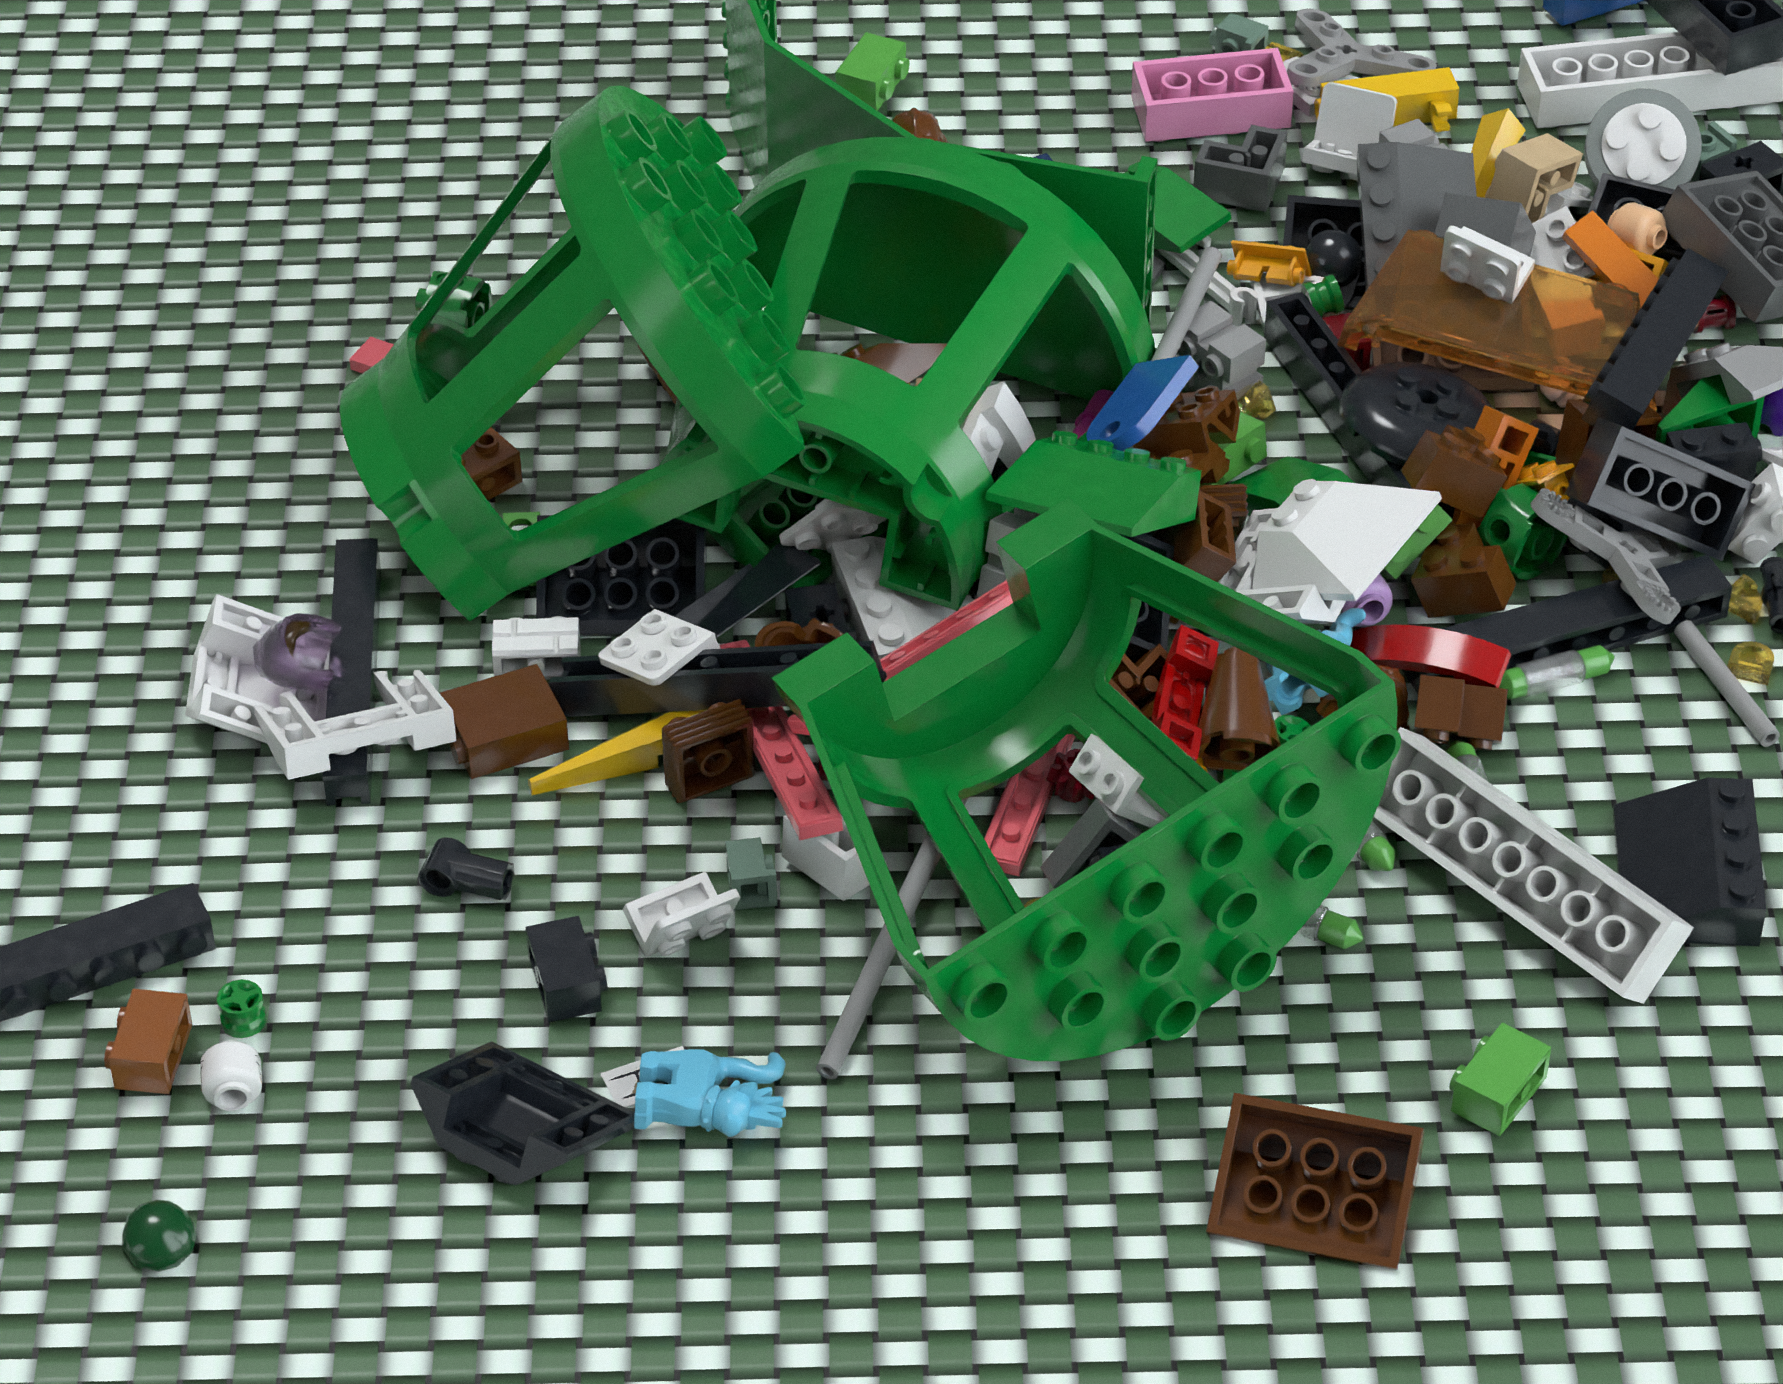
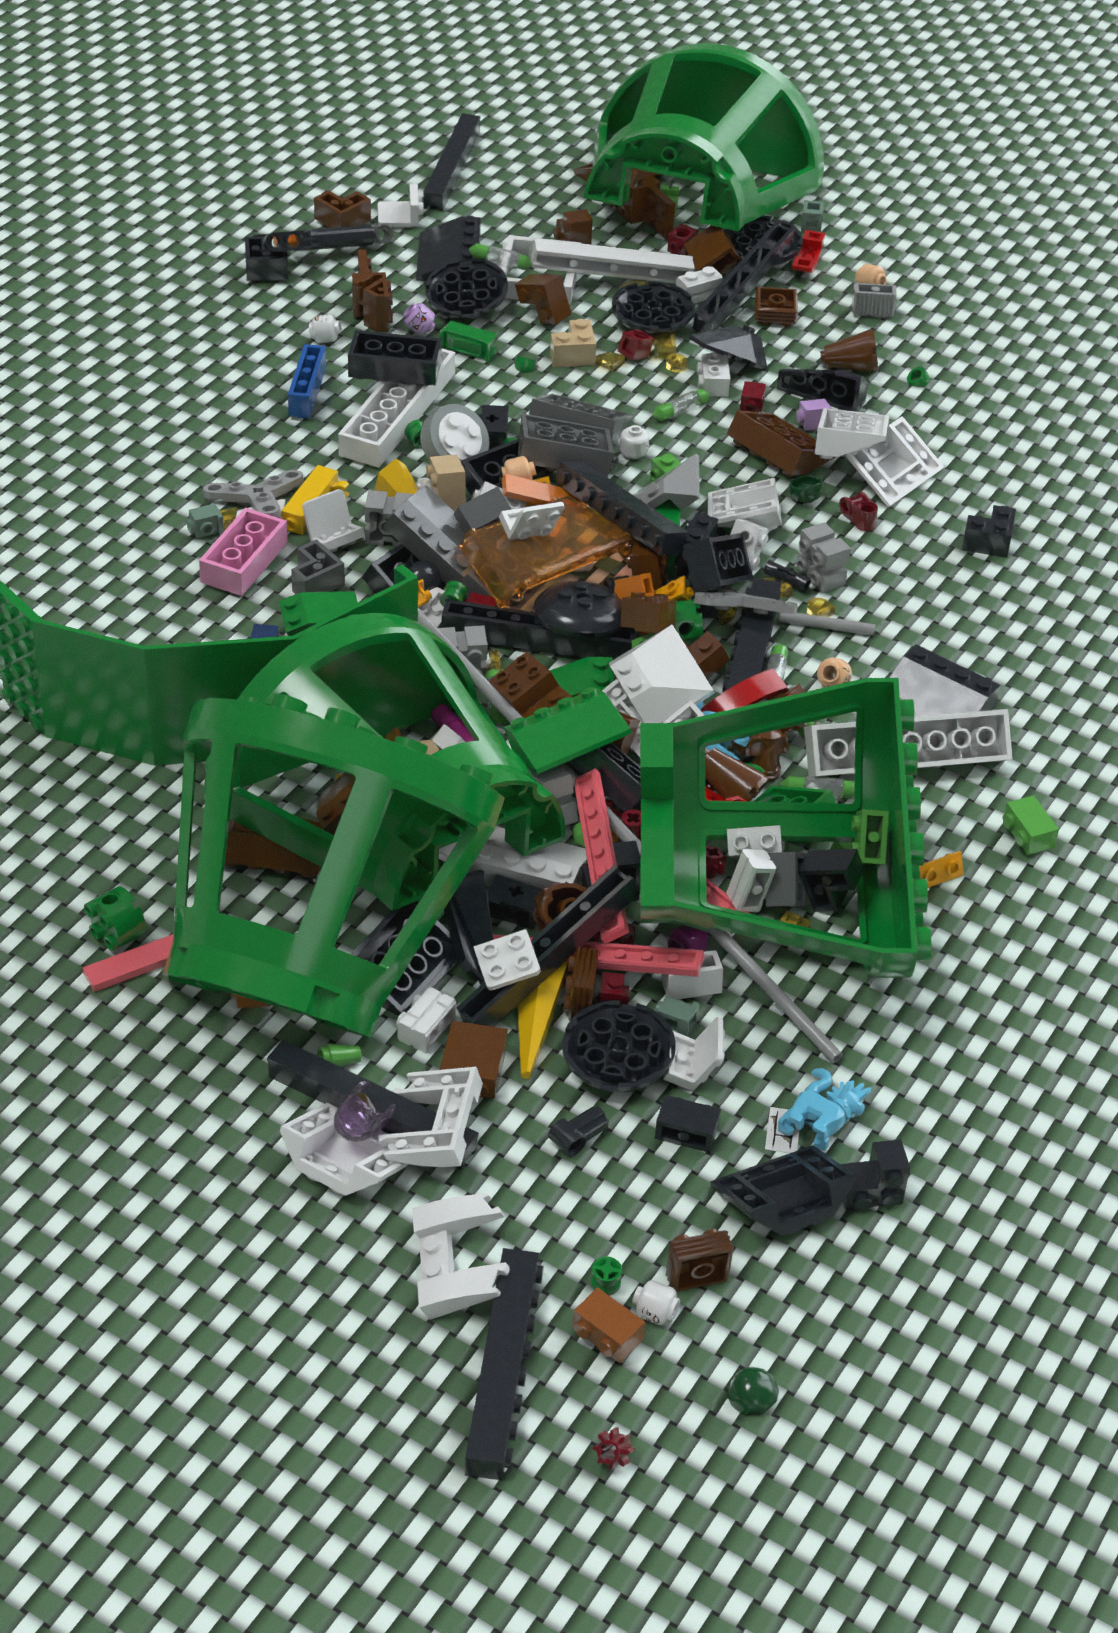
camera: 60 degrees left, 0 degrees up
(108, 874) = (442, 1287): none -> white wedge
(314, 1073) = (699, 1260): none -> reddish brown brick
(408, 603) = (340, 1054): none -> bright green cone
(612, 1196) = (881, 1179): none -> black brick
(632, 835) = (618, 1046): none -> black brick
(731, 794) = (614, 988): none -> dark red brick
(896, 827) = (688, 938): none -> magenta head
(1051, 815) = (751, 880): none -> white brick
(1141, 401) = (504, 685): blue tile -> none
(1306, 1021) = (942, 869): none -> light orange hinge
(1316, 1181) = (1046, 920): reddish brown slope -> none
(1604, 730) = (834, 672): none -> light nougat head

